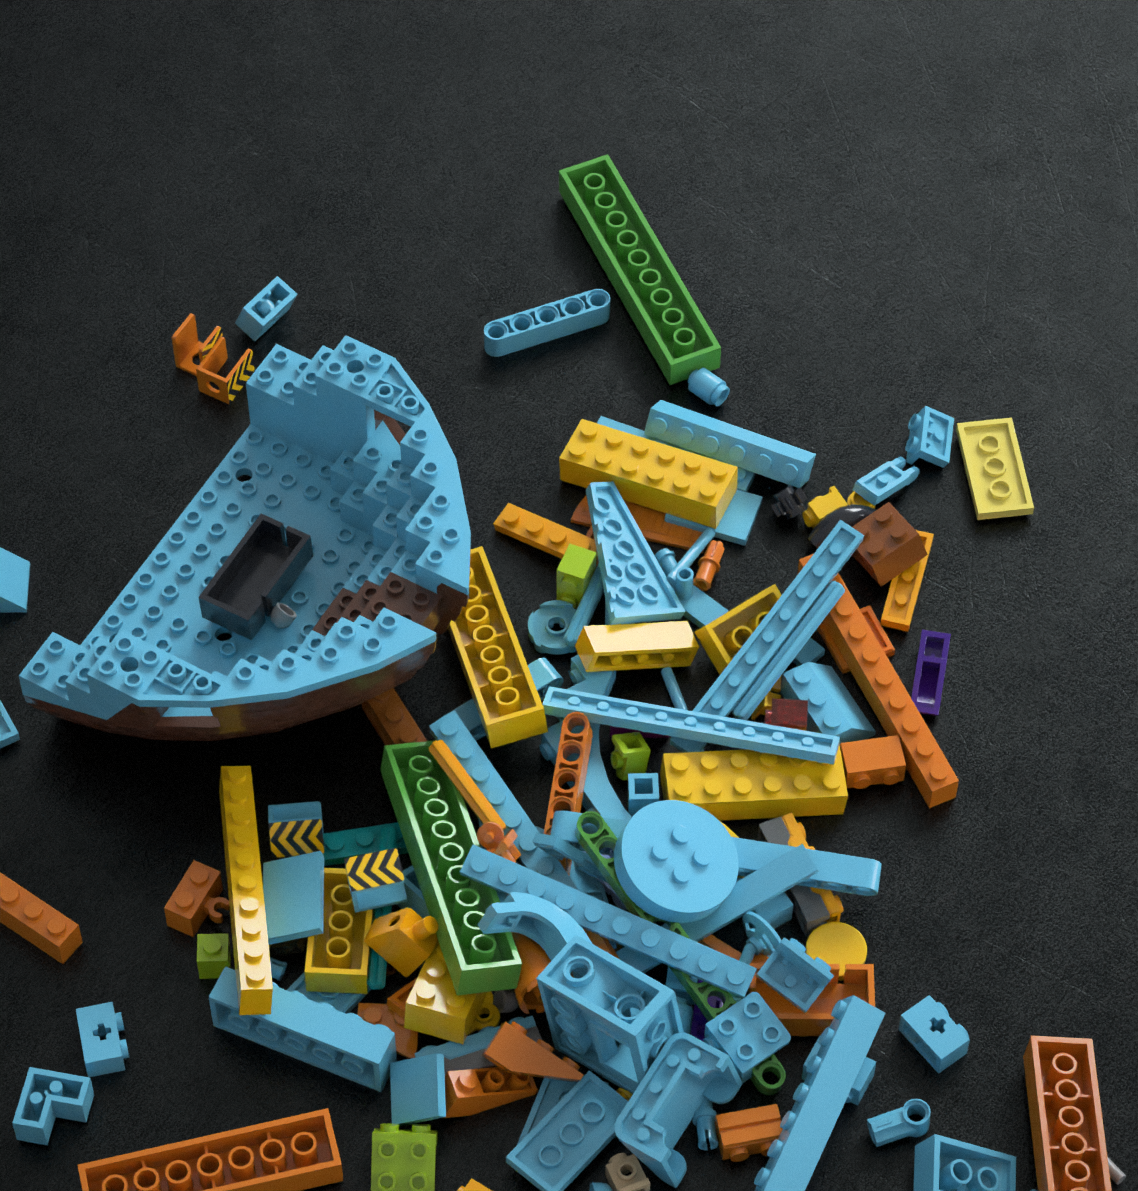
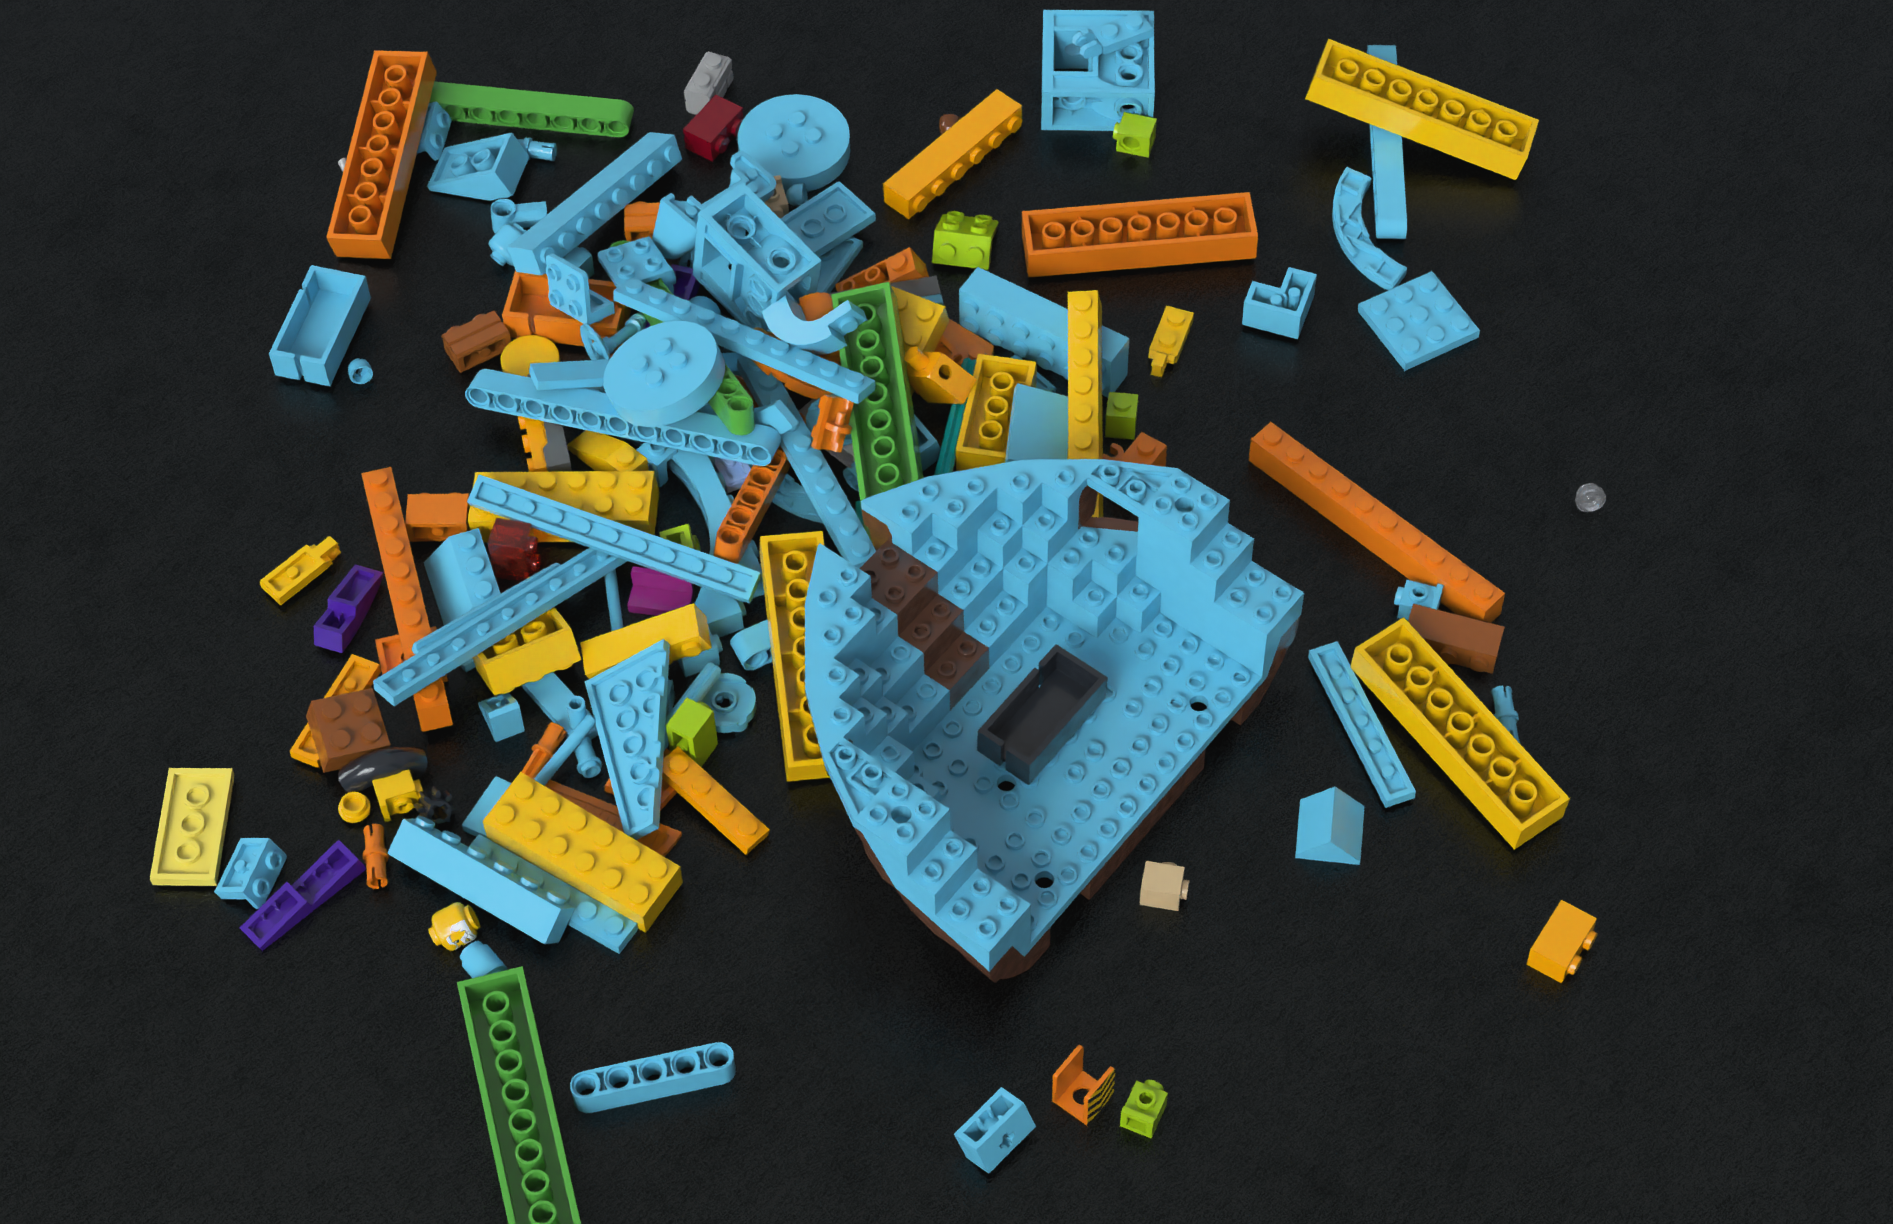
camera: 170 degrees left, 0 degrees up
(102, 1055) = (1233, 359): medium azure brick -> none
(143, 514) = (1163, 885): none -> tan brick
(149, 346) = (1144, 1117): none -> lime brick
(171, 1065) = (1169, 338): none -> yellow hinge
(235, 380) = (1050, 1031): orange piece -> none
(282, 615) = (1013, 679): light grey hinge -> none
(375, 880) = (957, 417): piece -> none
(418, 1089) = (942, 270): medium azure tile -> none
(464, 783) = (845, 482): light orange axle -> none
(520, 1055) = (847, 273): orange slope -> none
(642, 791) = (676, 506): medium azure brick -> none
(742, 411) = (454, 926): none -> yellow head
(751, 580) = (502, 716): none -> medium azure slope
(828, 462) = (375, 856): none -> orange pin
(882, 426) = (295, 902): none -> dark purple slope
(885, 480) = (318, 814): medium azure hinge -> none
(898, 1083) = (501, 240): none -> medium azure head
(900, 963) = (476, 341): none -> dark orange brick
(934, 1033) = (463, 281): medium azure brick -> none
(988, 703) = (299, 570): none -> yellow hinge
(1007, 920) = (364, 371): none -> medium azure hinge
(1063, 951) = (319, 336): none -> medium azure piece

